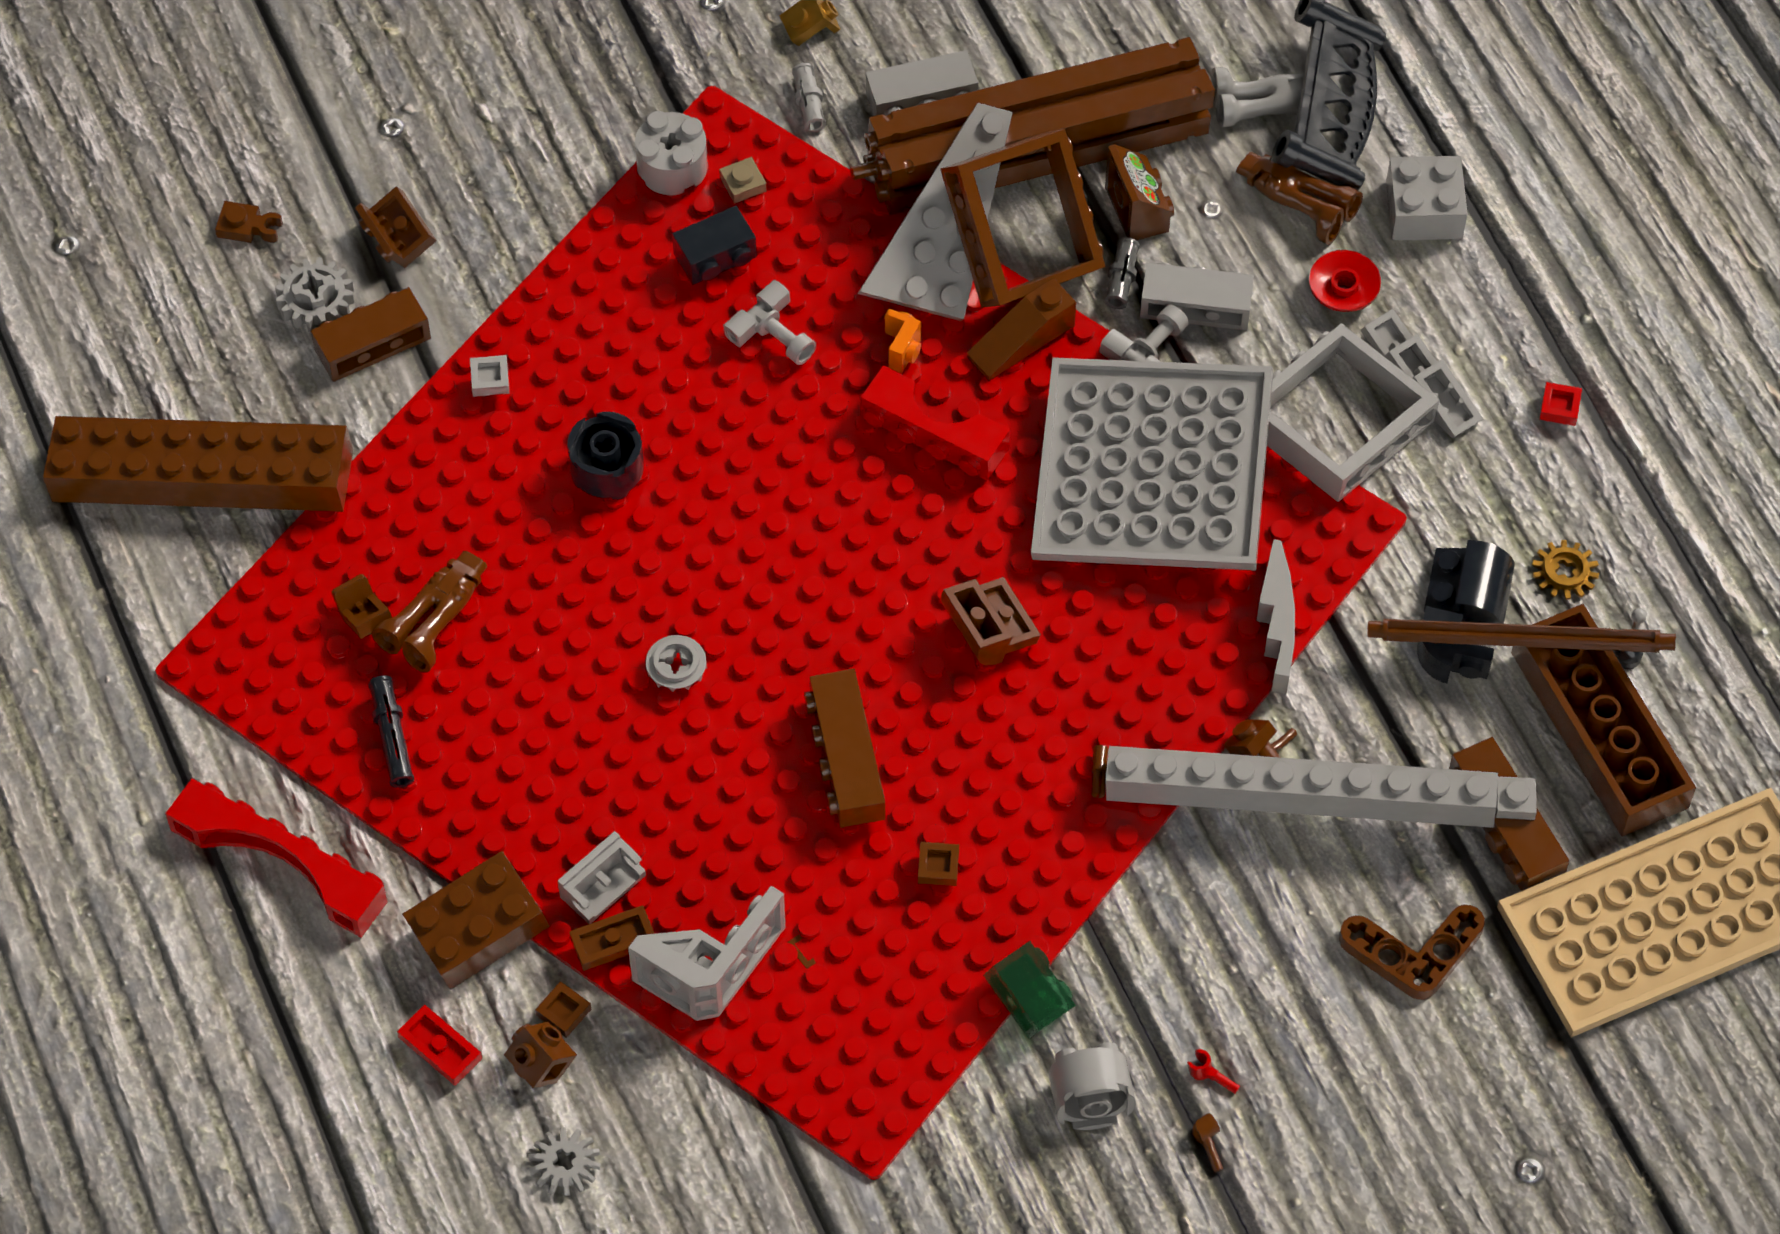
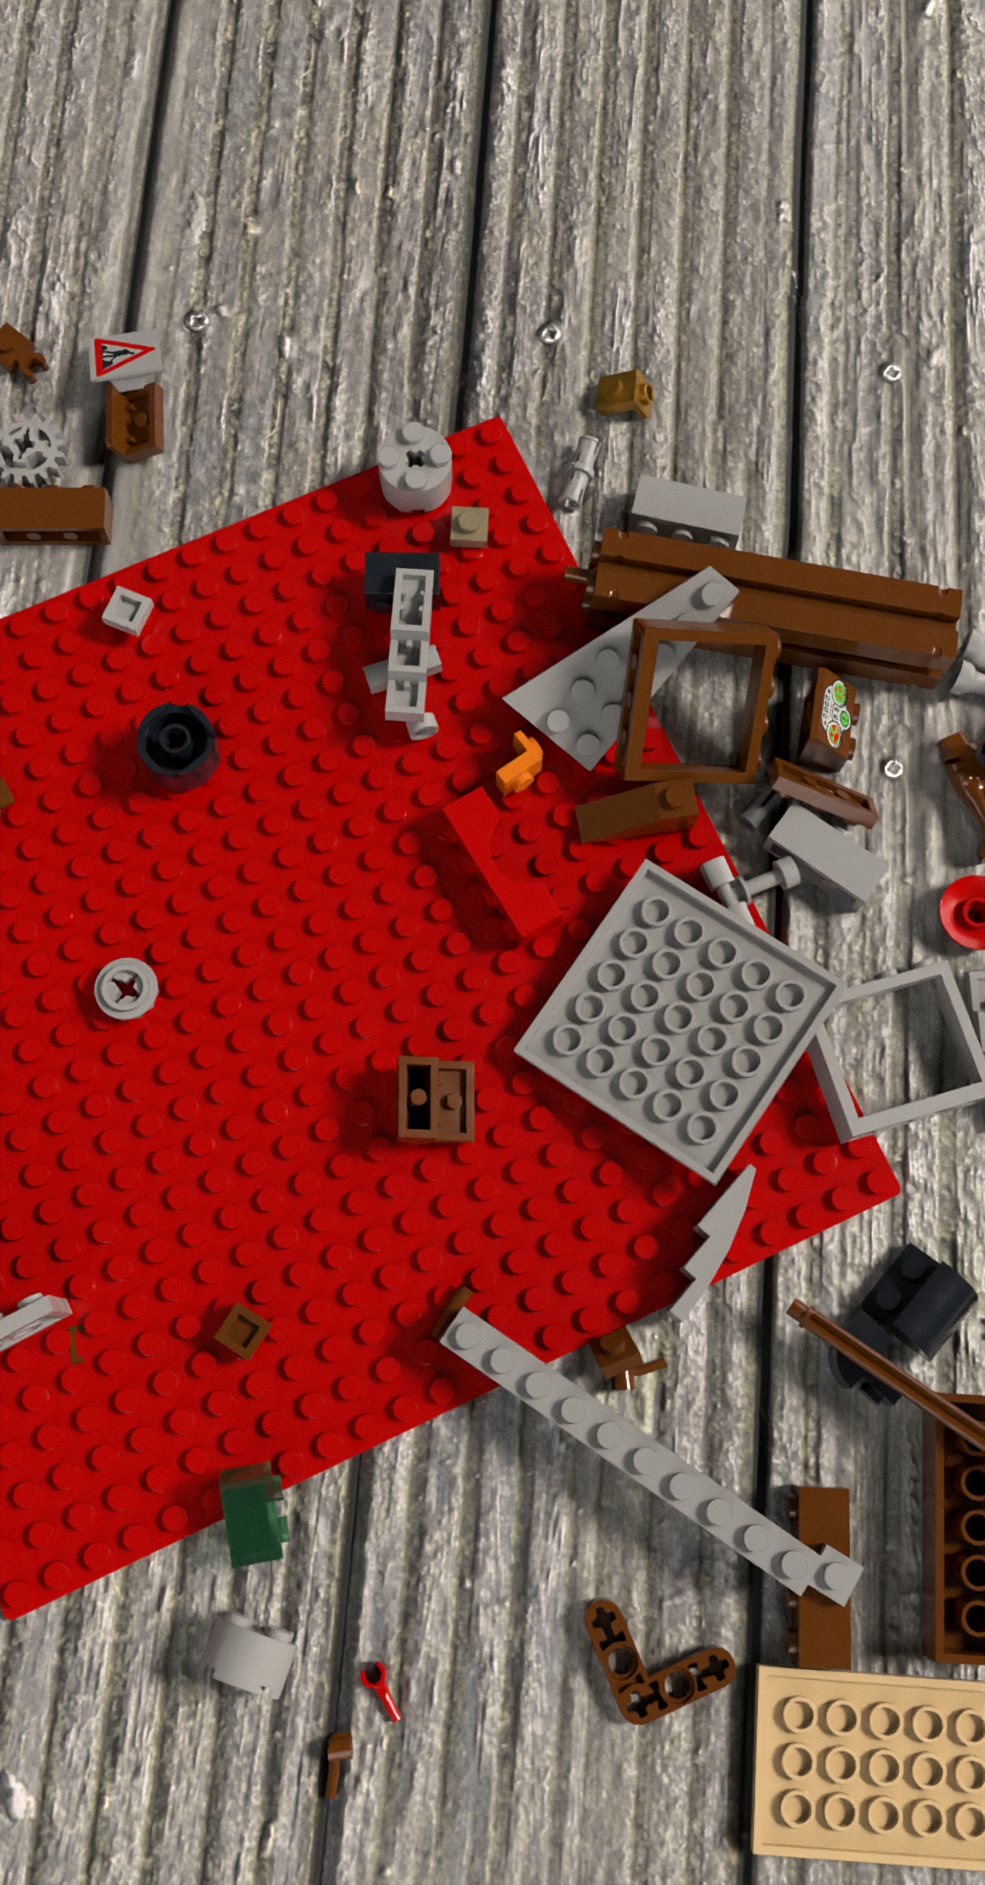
camera: 25 degrees right, 15 degrees up
(358, 178) = (125, 358): none -> light grey piece
(756, 285) = (409, 645): none -> light grey slope
(846, 748) = (223, 1166): reddish brown brick -> none
(1165, 248) = (822, 793): none -> reddish brown plate

